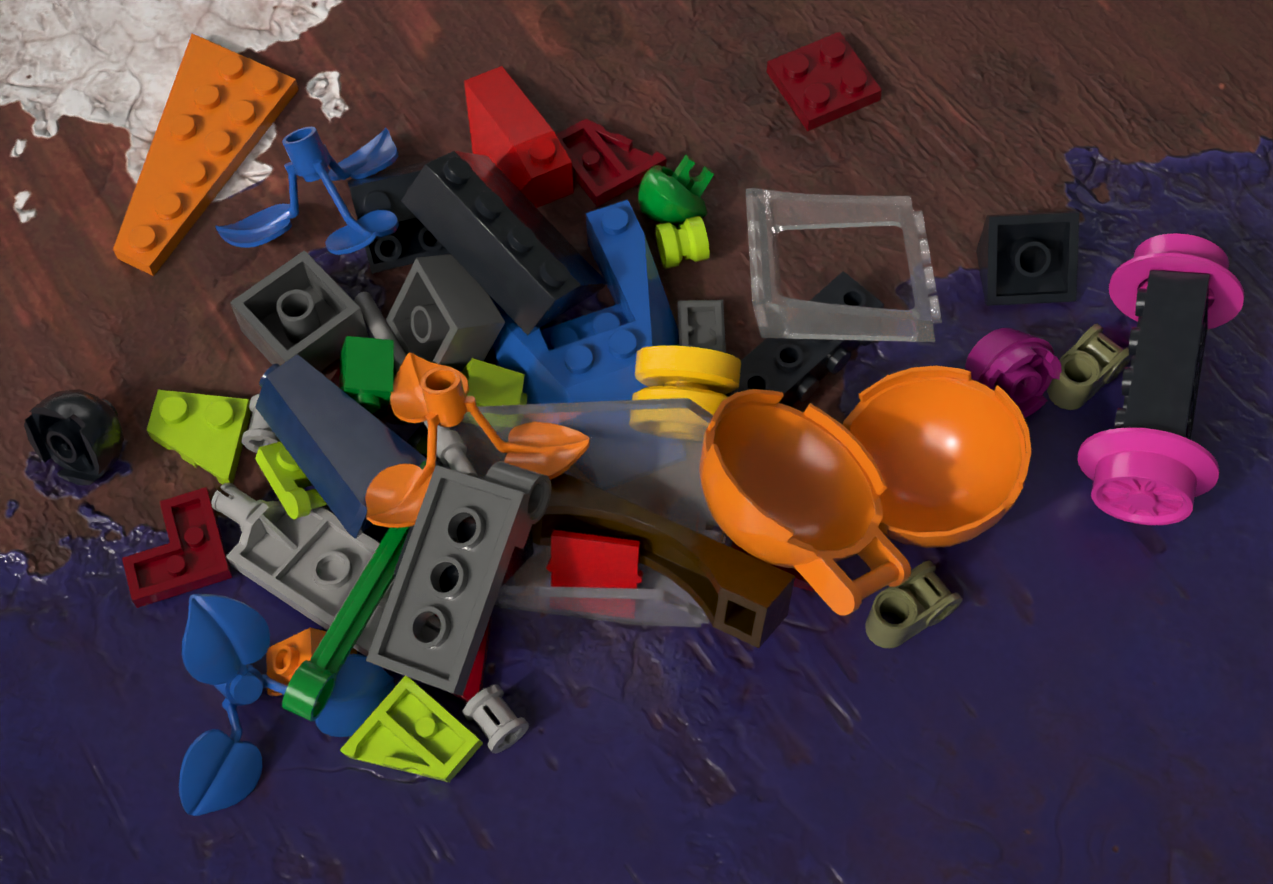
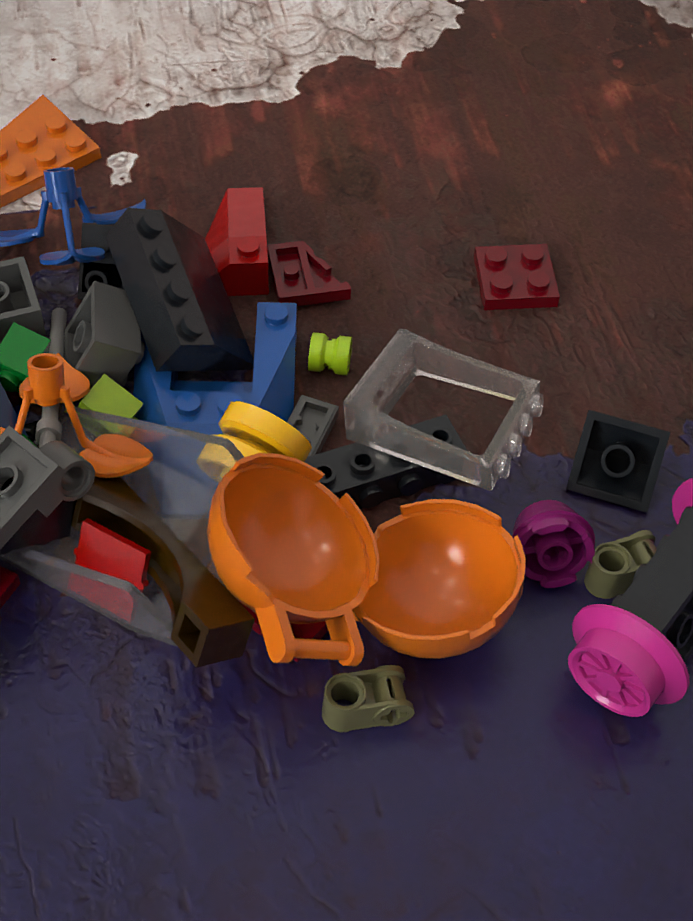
camera: 20 degrees right, 10 degrees down
(673, 195) = (337, 315): green piece -> none

